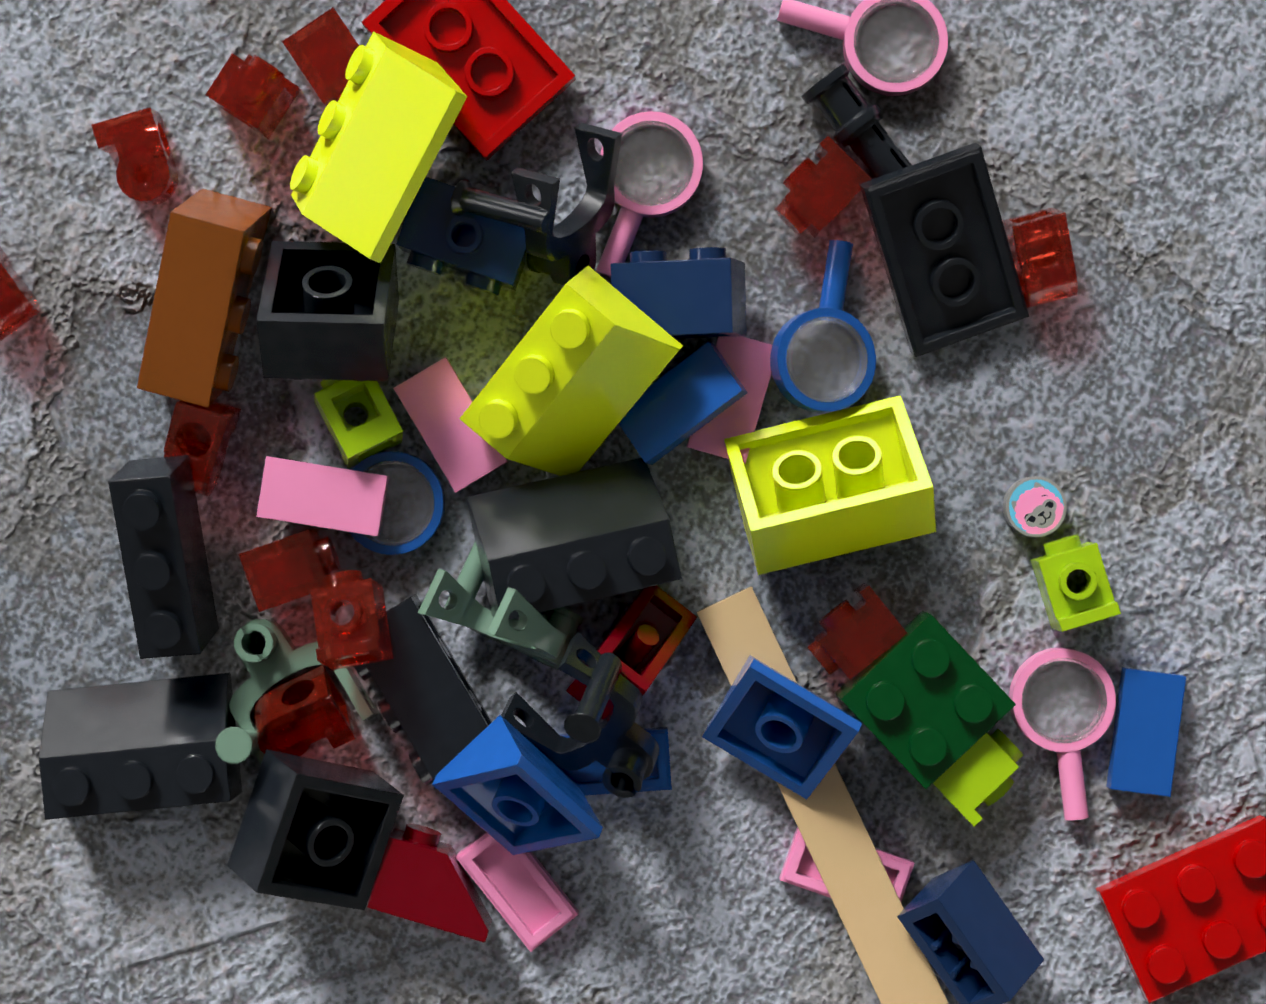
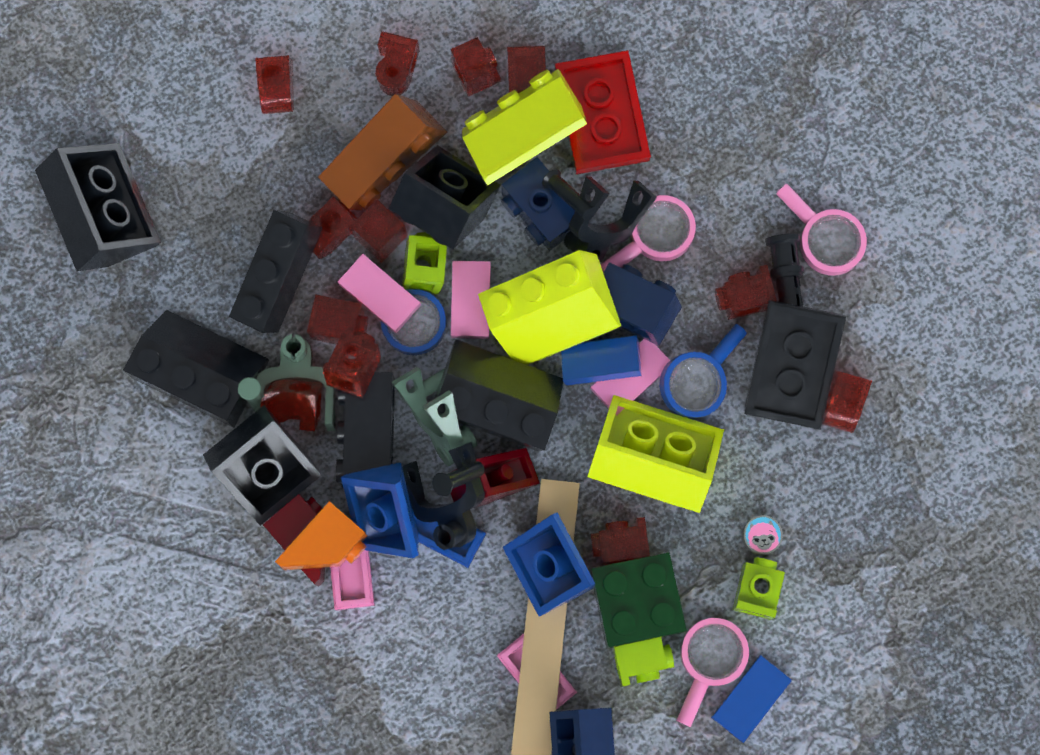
camera: 30 degrees right, 10 degrees down
(267, 409) = (379, 230): none -> clear red brick
(468, 885) = (325, 542): none -> orange slope

